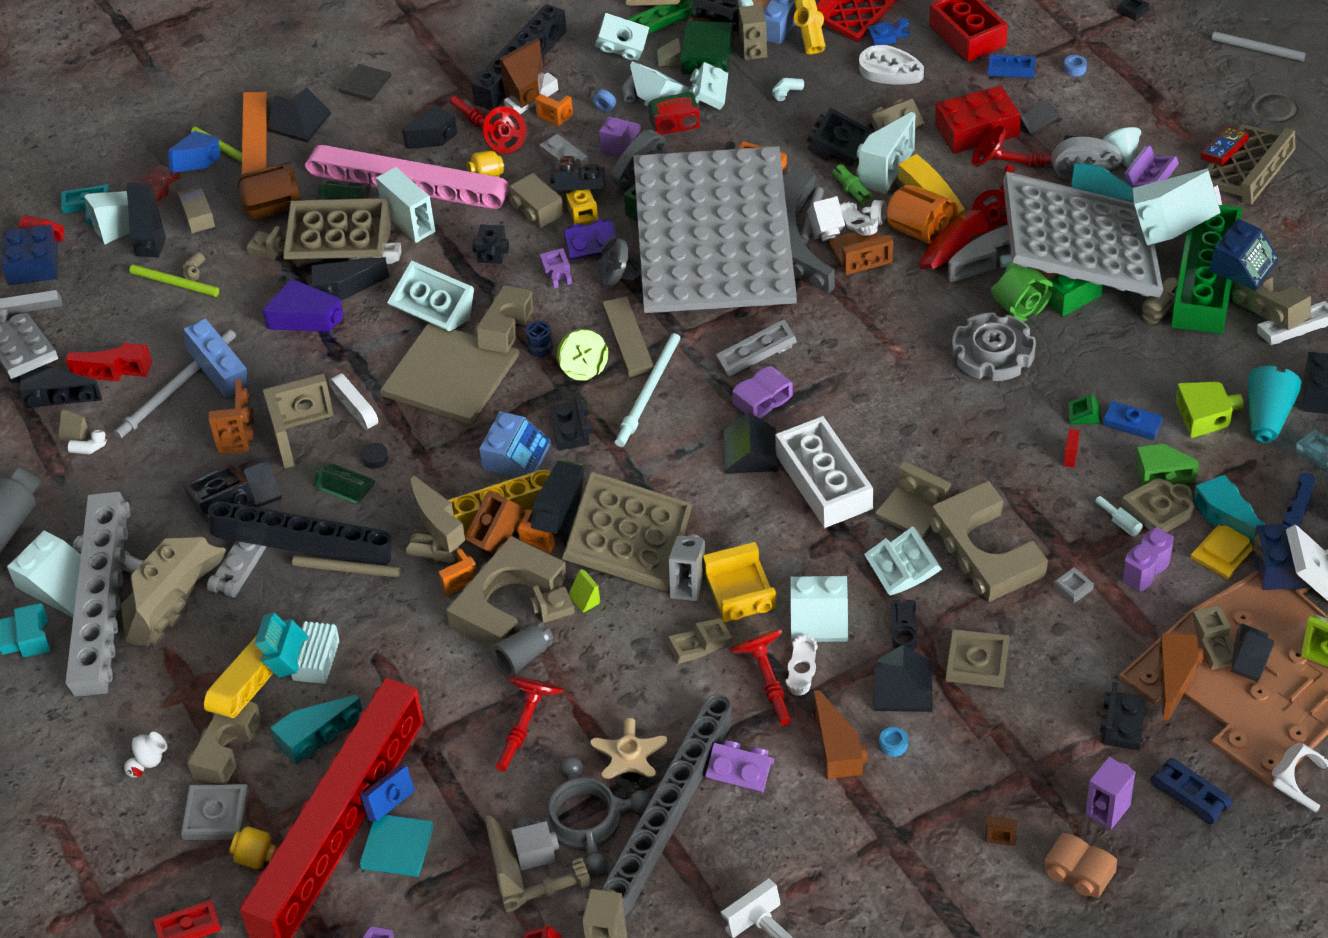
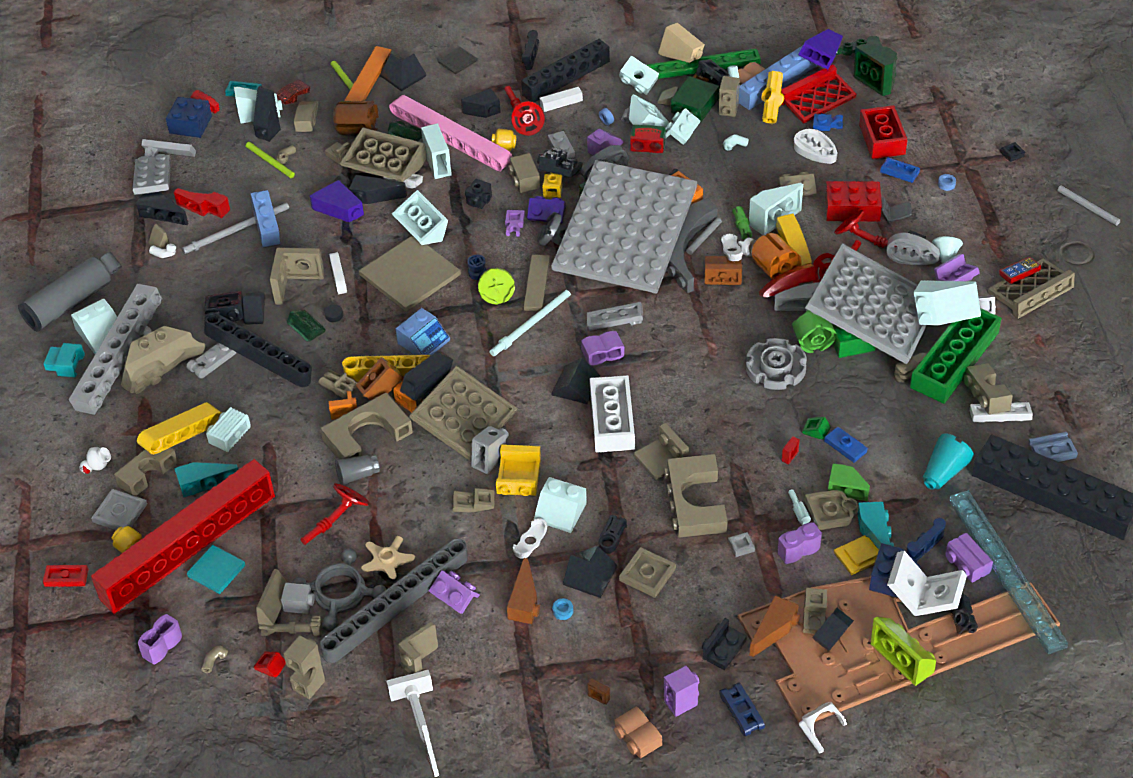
camera: 20 degrees right, 0 degrees up
(194, 152) = (322, 78): blue slope -> none
(232, 426) = (254, 268): dark orange bracket -> none
(280, 644) = (203, 416): teal piece -> none
(346, 566) = (279, 380): dark tan bar -> none
(387, 793) = (224, 533): blue plate -> none
(437, 516) = (344, 364): dark tan slope -> none
(456, 41) = (531, 49): none -> black hinge
(497, 327) = (450, 252): dark tan arch -> none
(523, 73) = (557, 82): reddish brown slope -> none
(551, 604) = (392, 445): dark tan bracket -> none
(552, 110) = (568, 114): orange bracket -> none
(570, 424) = (468, 330): black bracket -> none
(584, 592) = (416, 445): lime slope -> none
(738, 870) = (417, 647): none -> dark tan bracket
(758, 648) = (503, 547): red dish -> none
(825, 219) = (706, 241): white brick -> none
(837, 136) = (747, 184): black plate -> none
(902, 562) = (634, 491): light aqua slope -> none
(1100, 181) = (911, 268): teal slope -> none
(1206, 406) = (901, 451): lime torso -> none
(1244, 255) = (979, 351): dark blue slope -> none

